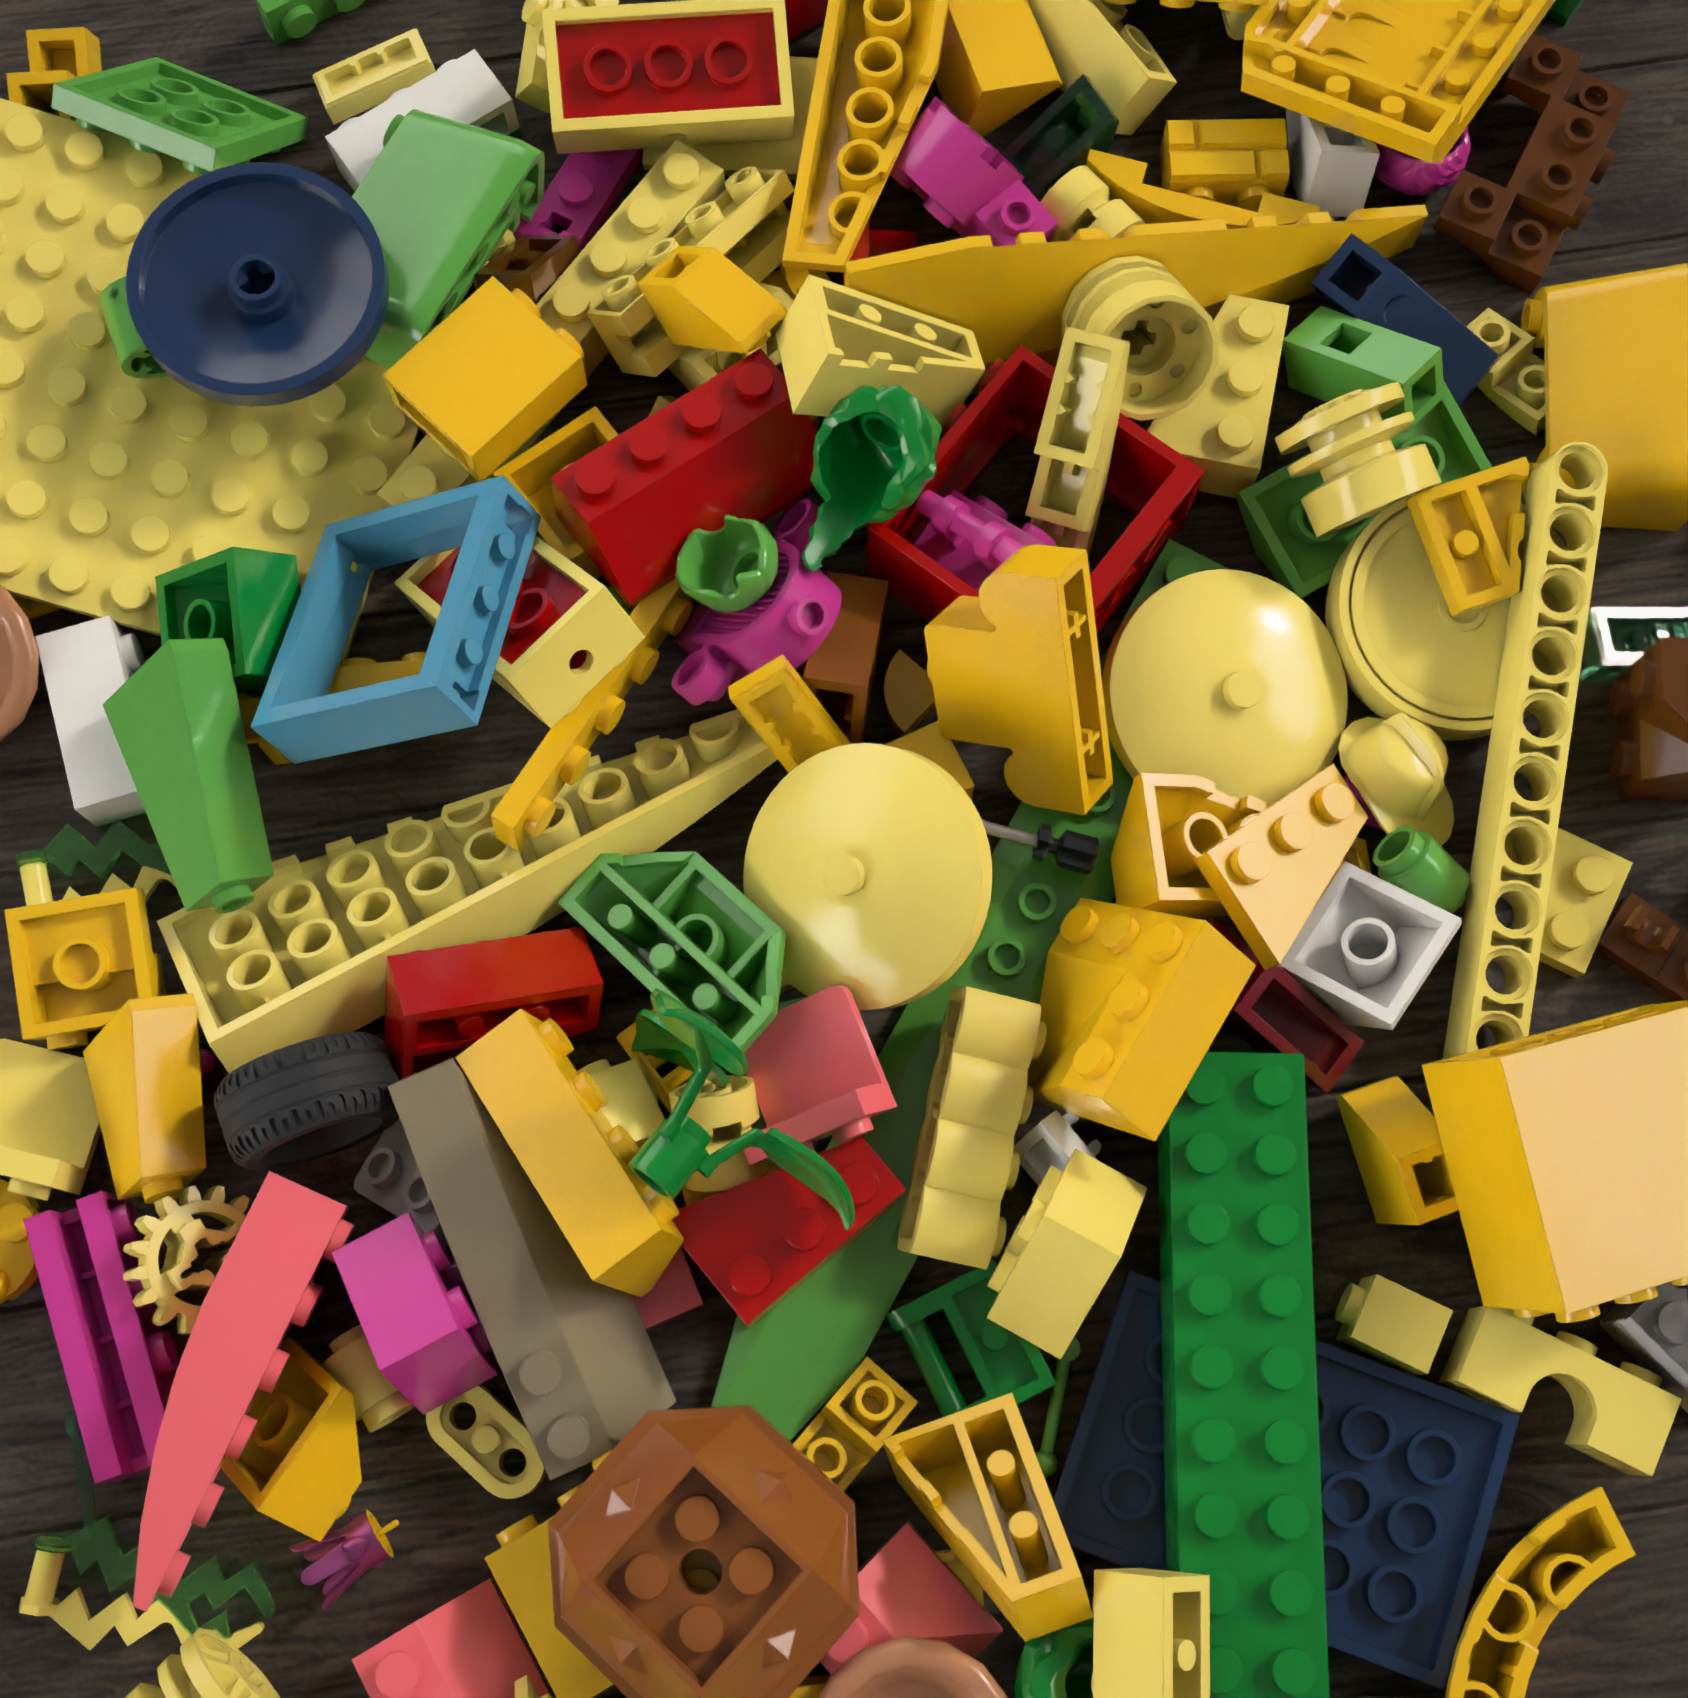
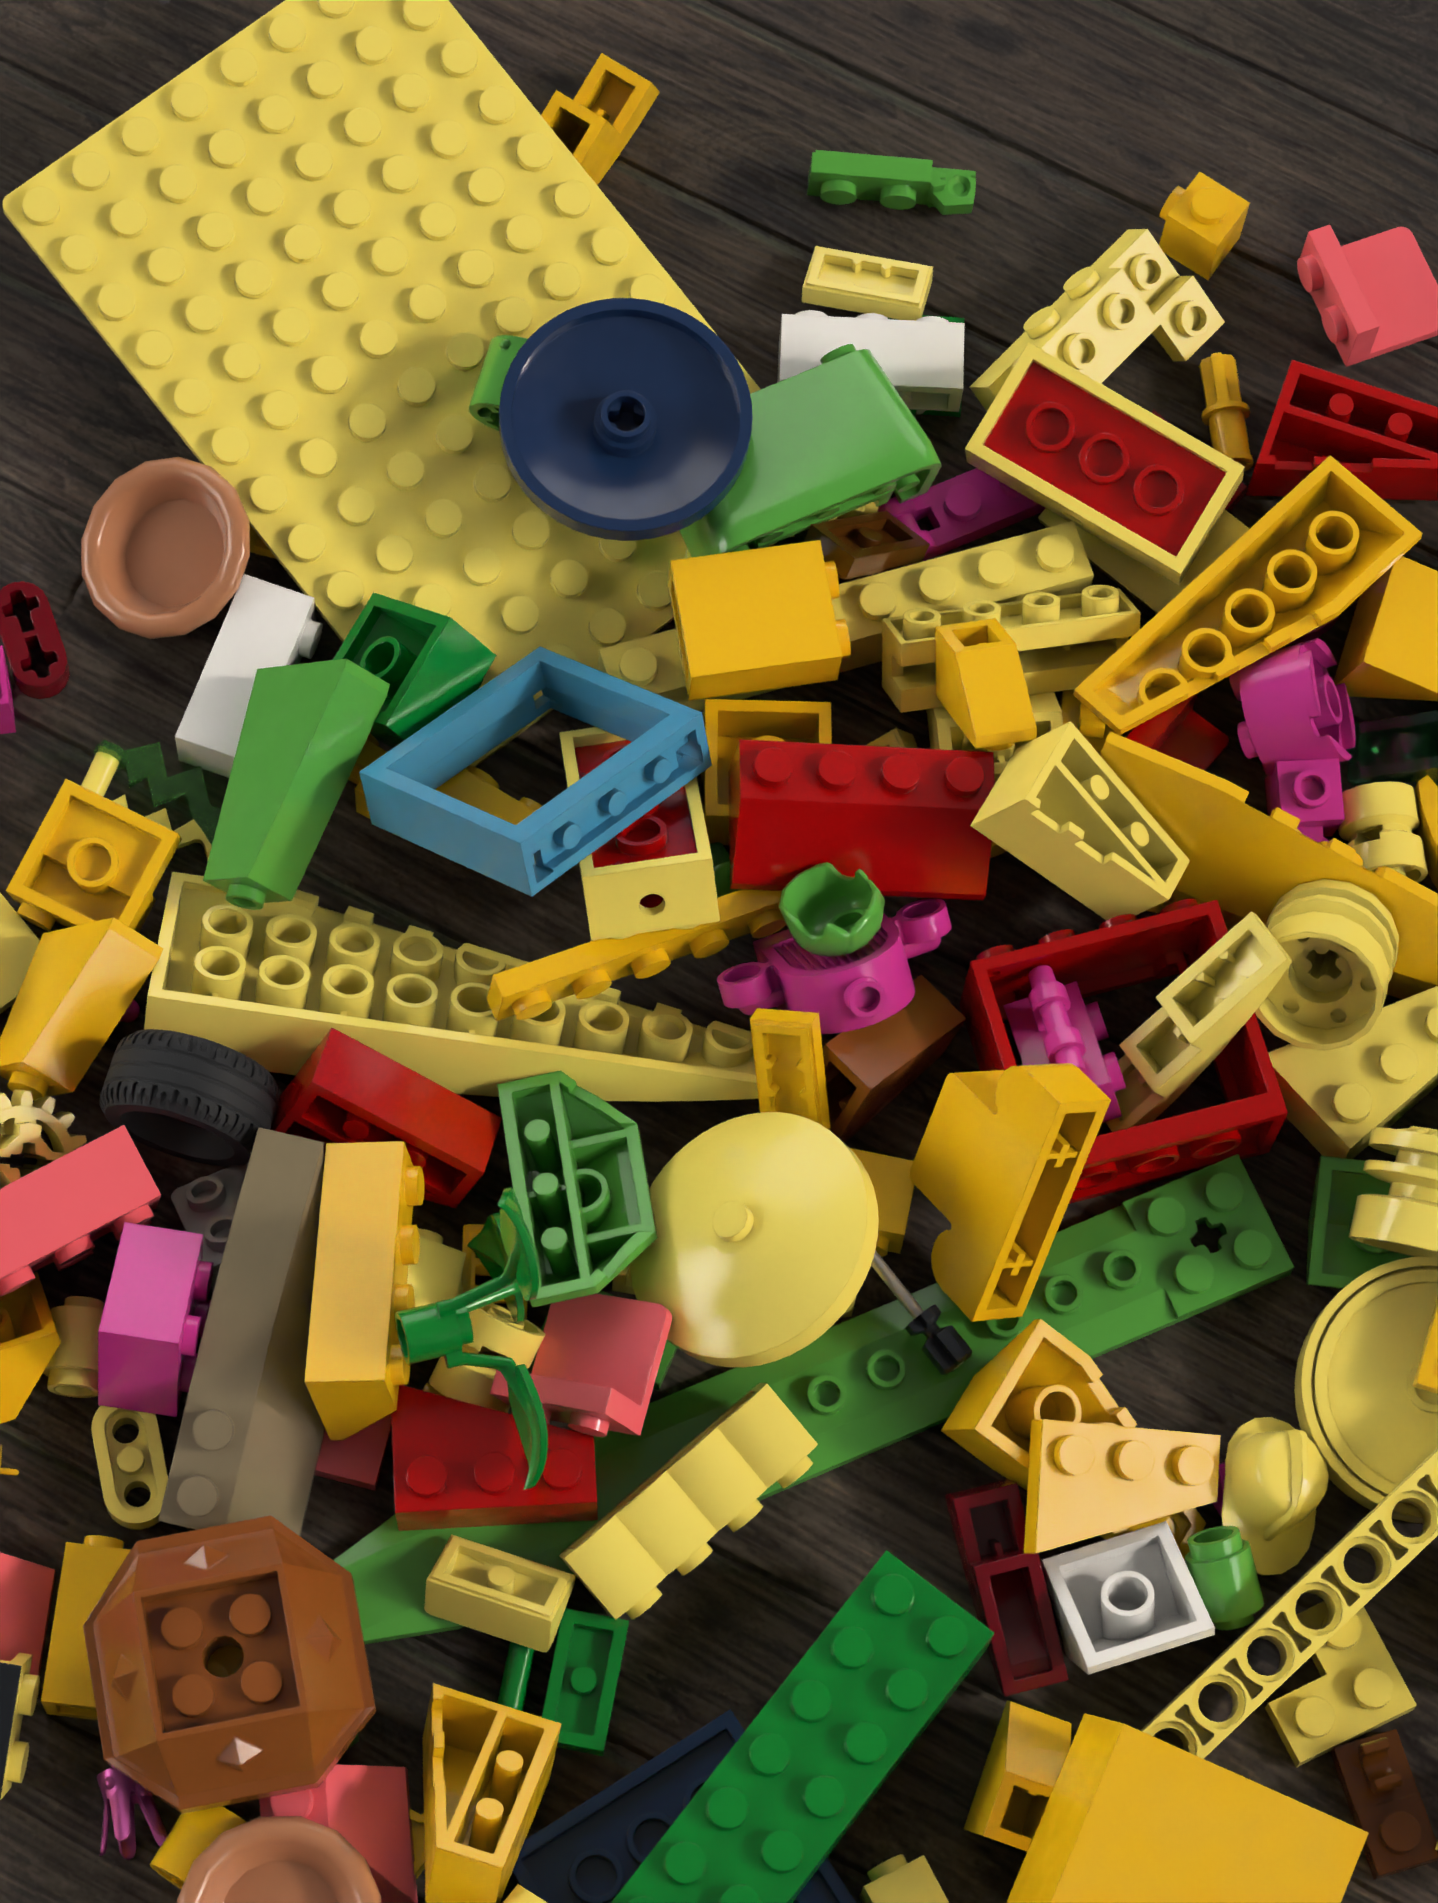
camera: 30 degrees right, 5 degrees down
(179, 114) = (676, 214): bright green plate -> none
(855, 1422) = (409, 1665): yellow slope -> none
(868, 464) = (1002, 910): green hair -> none
(873, 1318) = (498, 1593): none -> light yellow slope
(907, 693) = (910, 1122): yellow tile -> none
(1046, 1458) = (633, 1739): bright green hinge -> none
(1052, 1144) = (743, 1577): white tile -> none
(1064, 1251) = (685, 1644): light yellow piece -> none
(1131, 1012) = (882, 1498): yellow slope -> none
(1225, 685) = (1181, 1307): light yellow dish -> none

